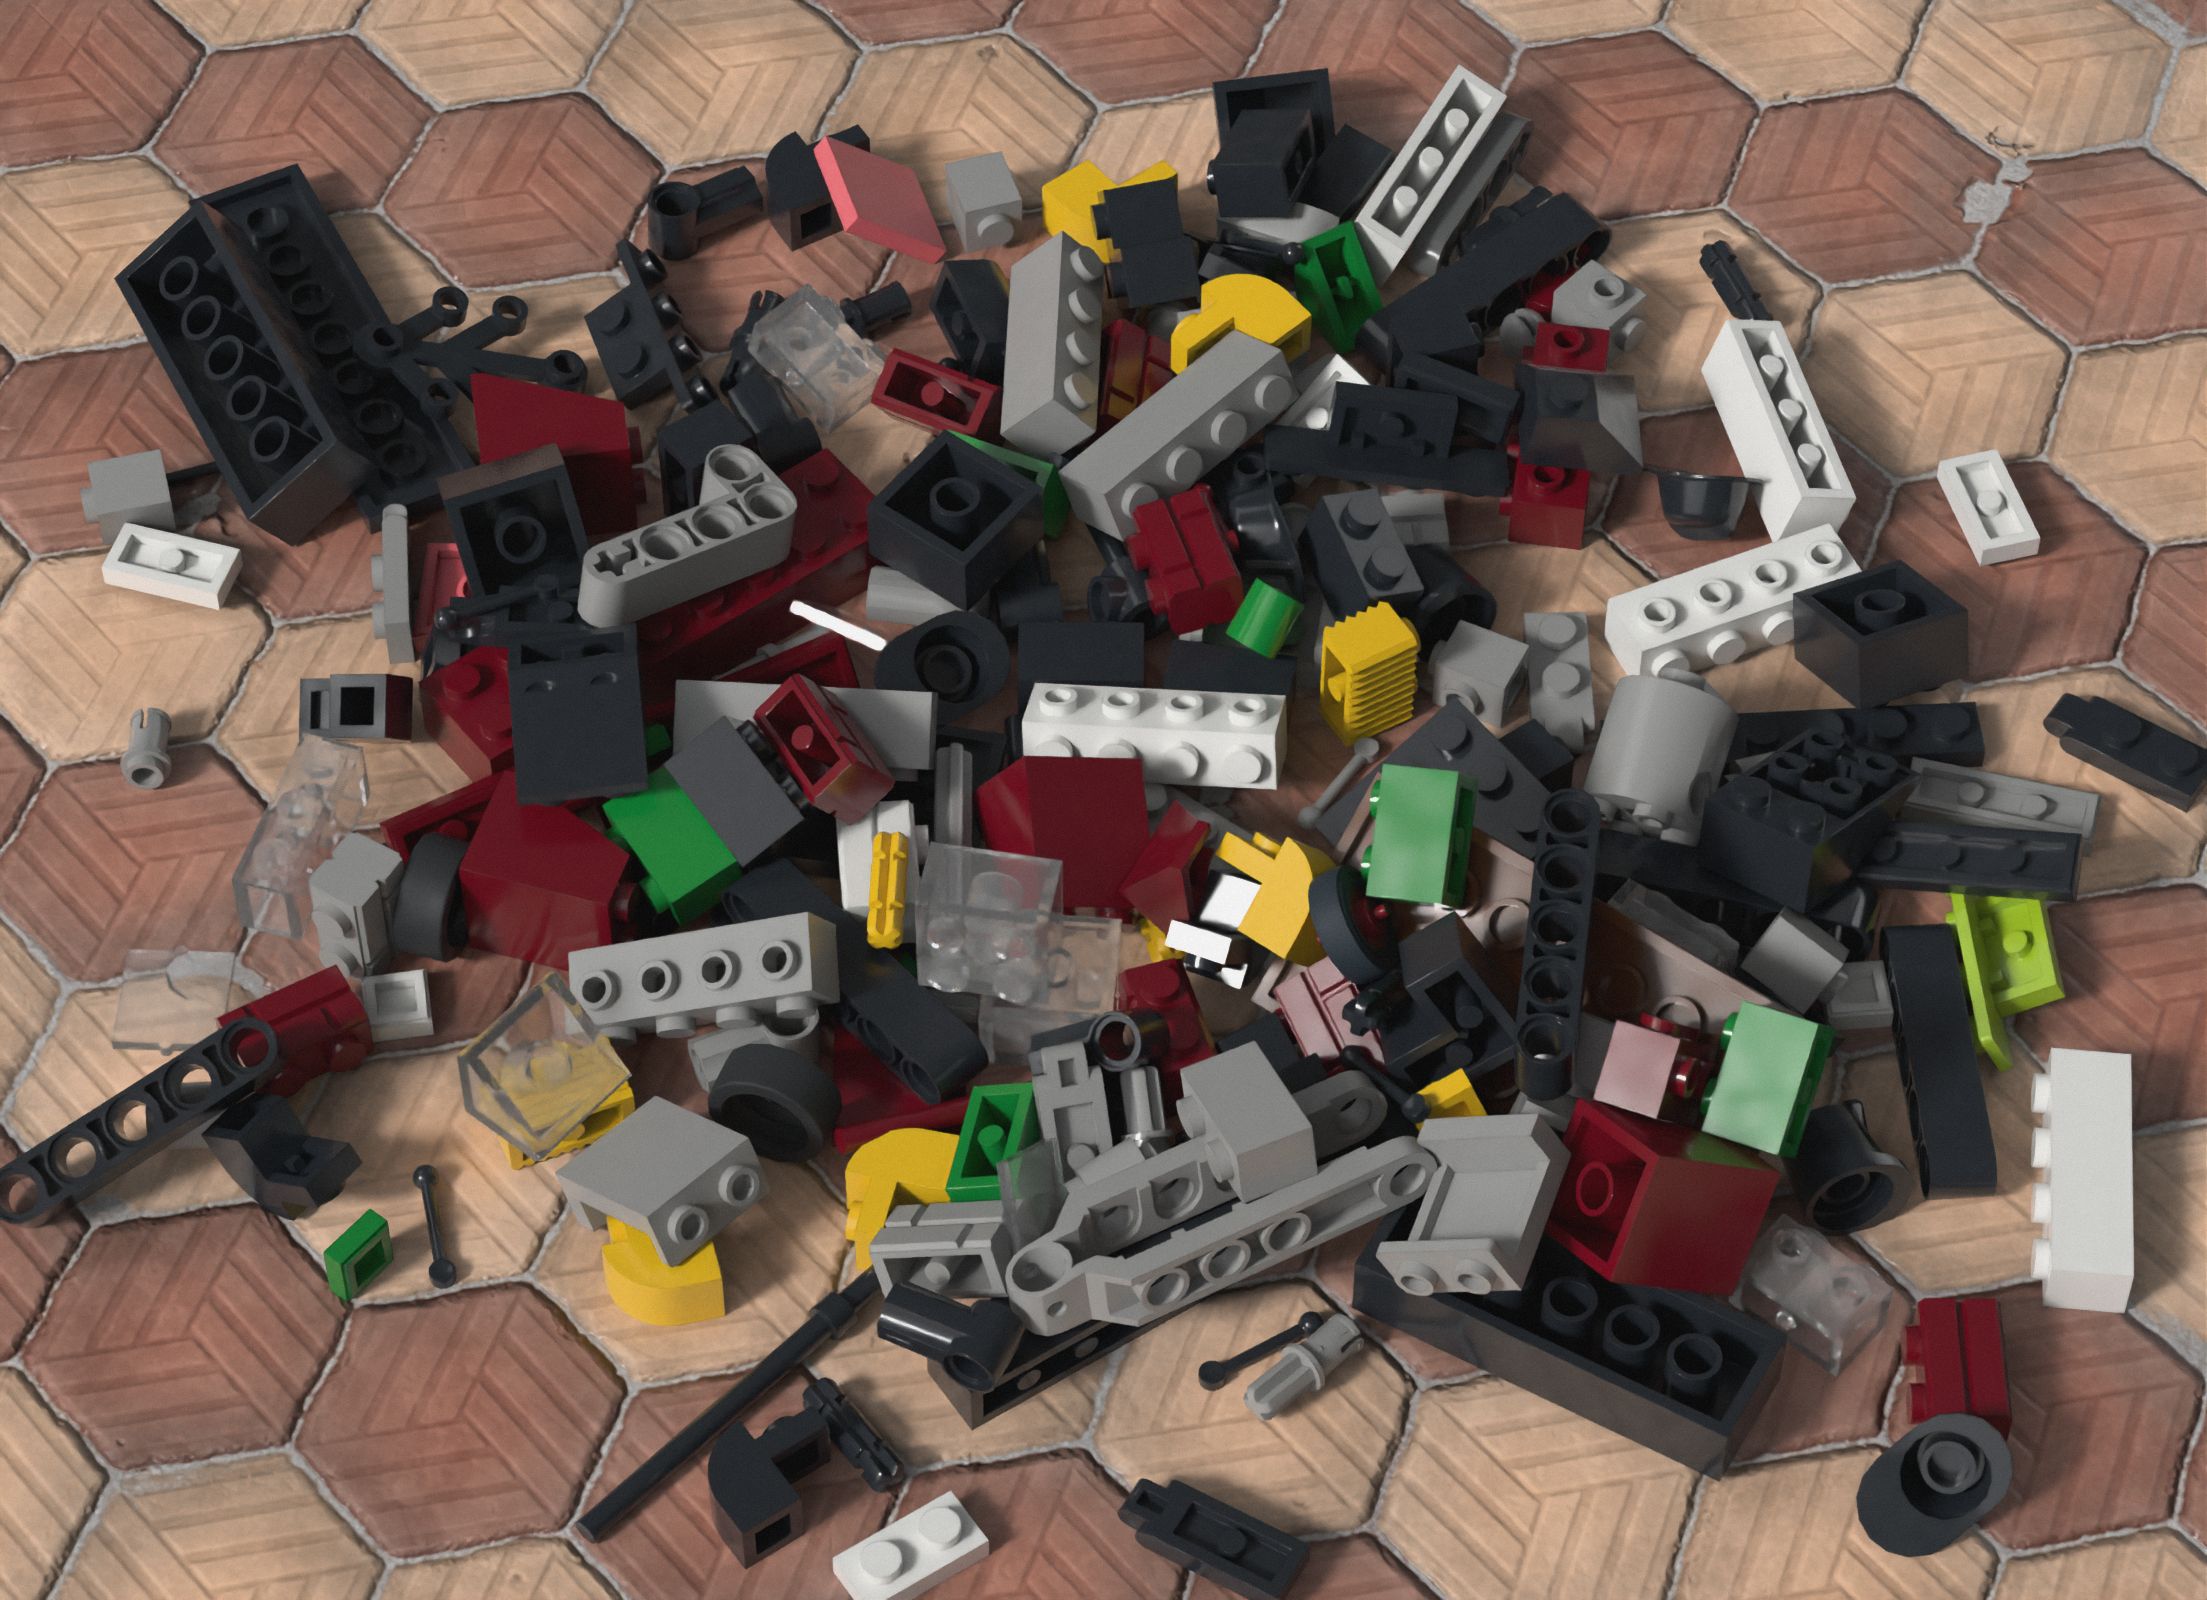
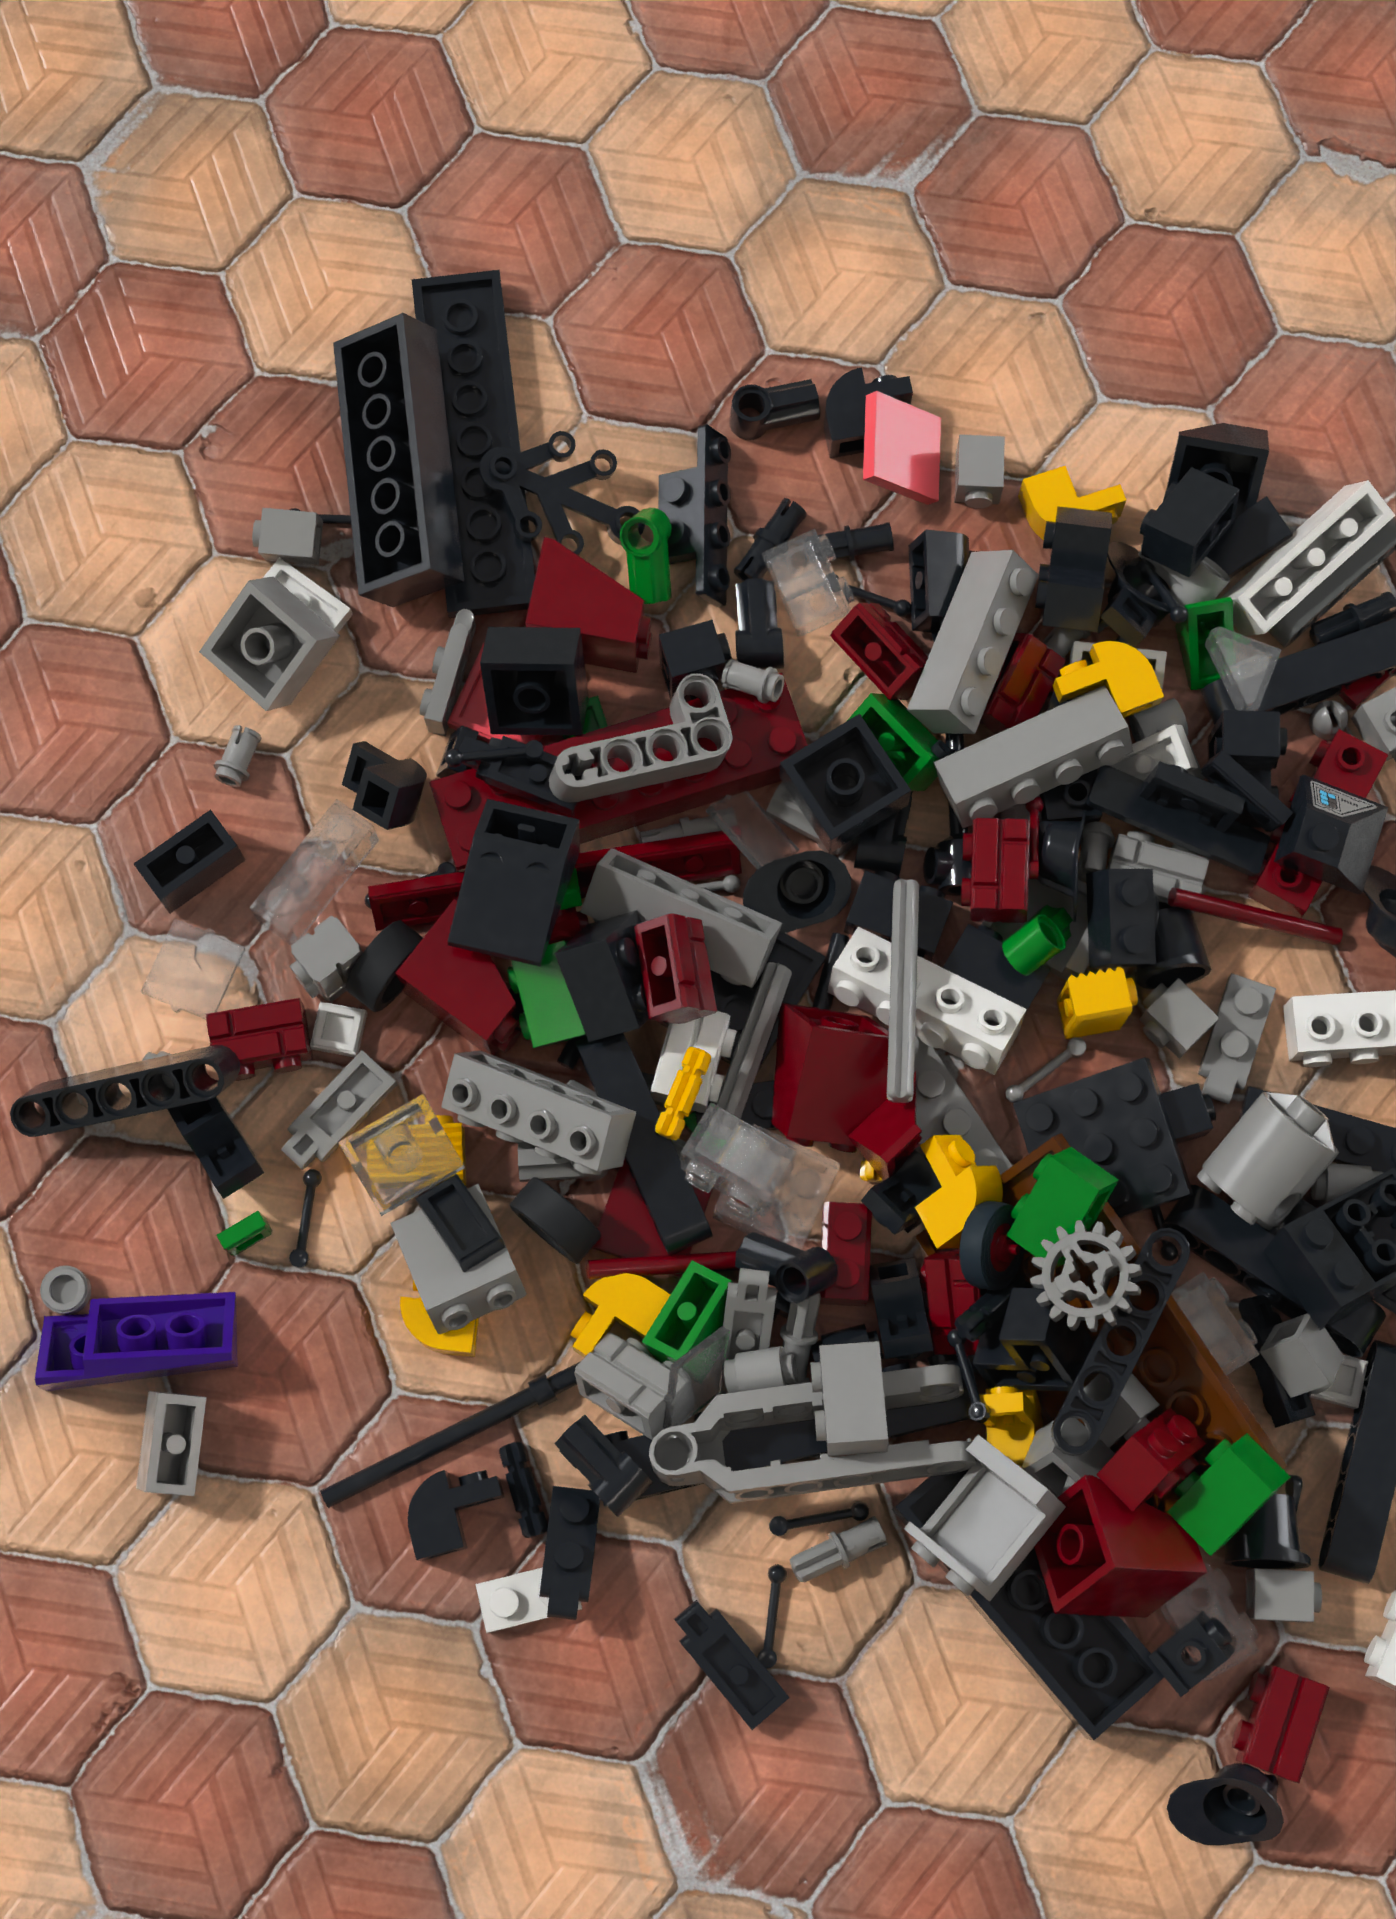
camera: 20 degrees right, 25 degrees up
(129, 865) = (190, 861): none -> black brick
(131, 1404) = (65, 1290): none -> light grey tile
(149, 600) = (269, 643): none -> light grey brick
(261, 1430) = (138, 1340): none -> dark purple slope
(350, 1511) = (171, 1443): none -> light grey brick
(426, 1091) = (338, 1110): none -> light grey hinge
(611, 380) = (648, 560): none -> green piece
(650, 1126) = (460, 1223): none -> black tile
(799, 451) = (754, 681): none -> light grey pin
(944, 1470) = (569, 1550): none -> black hinge
(1123, 705) = (903, 991): none -> light grey axle
(1233, 1428) = (777, 1575): none -> black hinge
(1386, 275) = (1242, 665): none -> clear slope
(1483, 868) = (1067, 1285): none -> light grey gear
(1525, 537) = (1254, 916): none -> dark red bar
(1816, 1319) = (1178, 1666): none -> black brick
(1895, 1233) = (1282, 1595): none -> light grey brick

